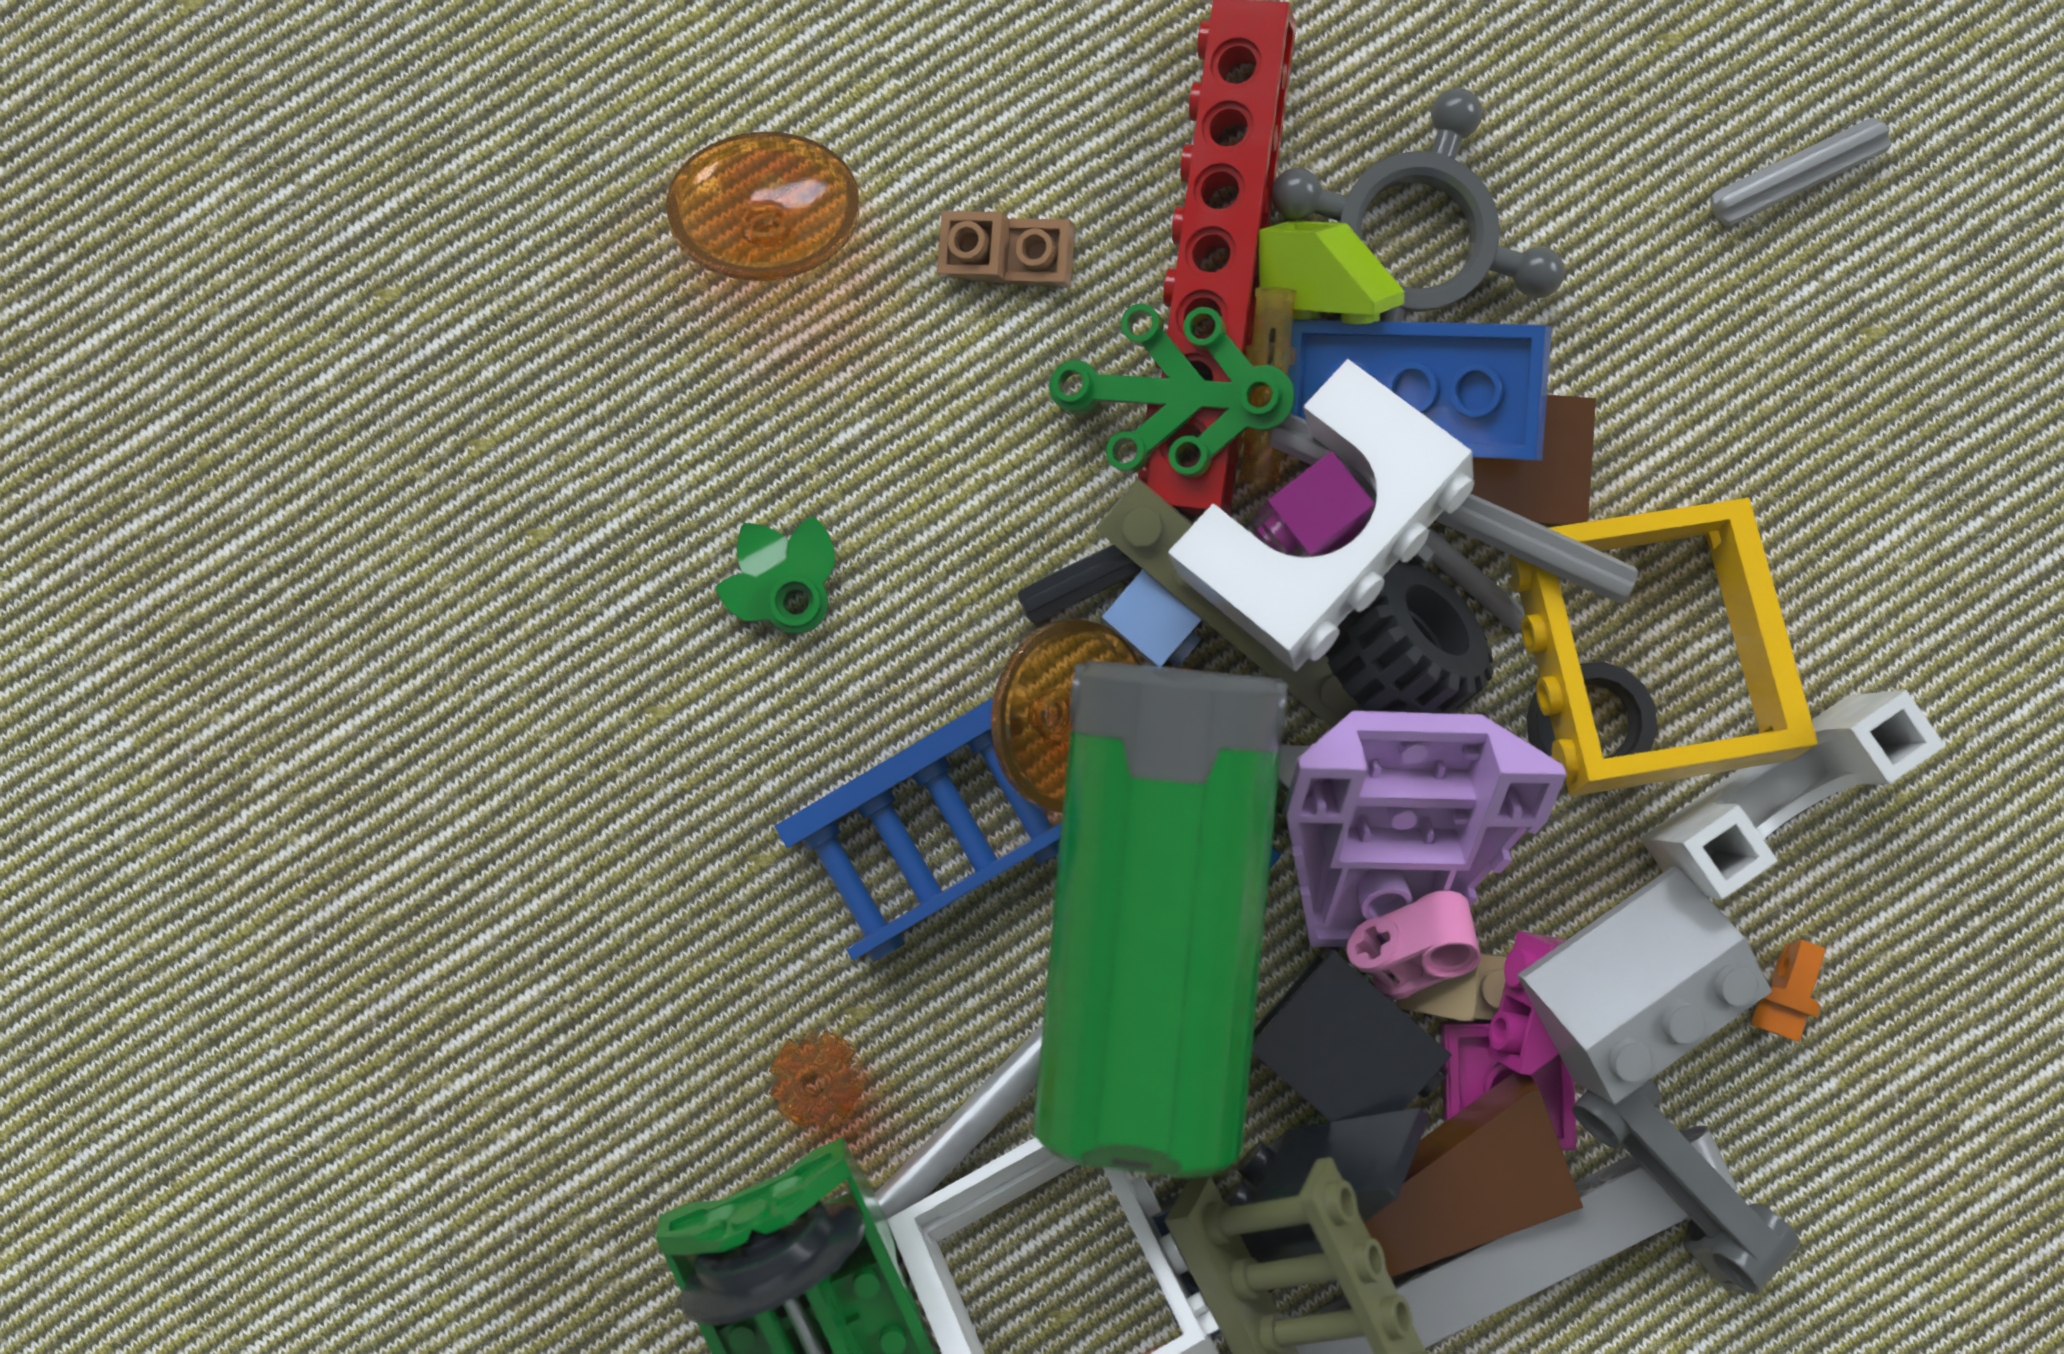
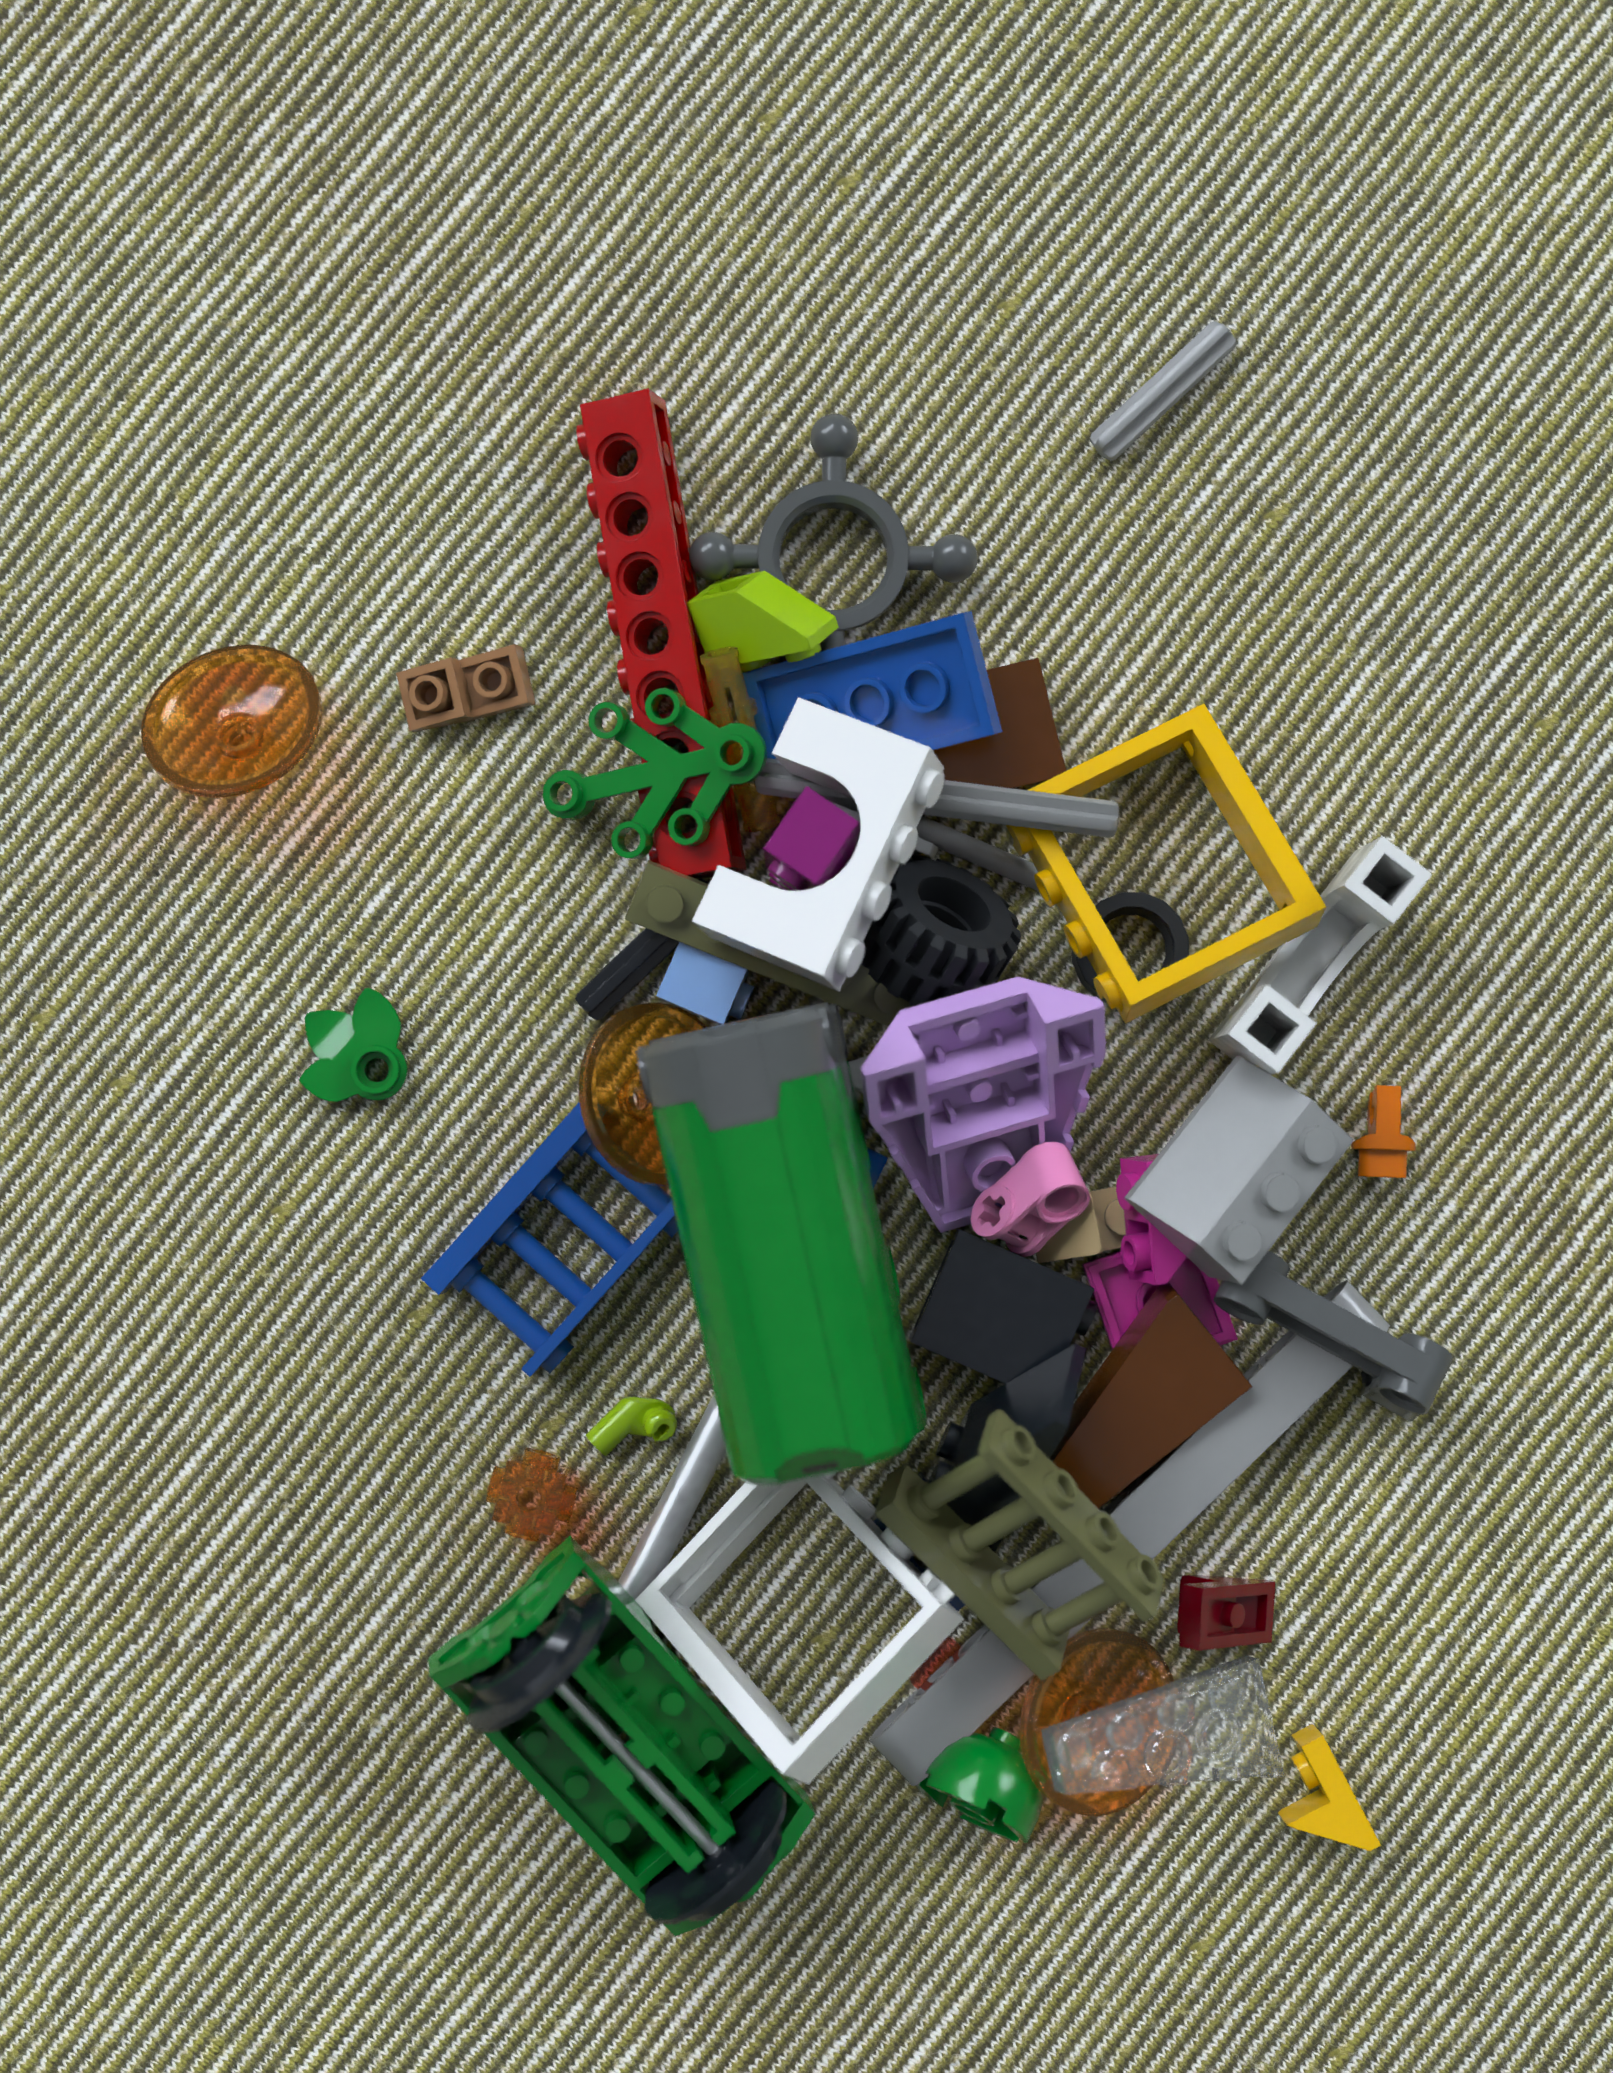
camera: 25 degrees left, 0 degrees up
(943, 1032) = (635, 1417): none -> lime arm

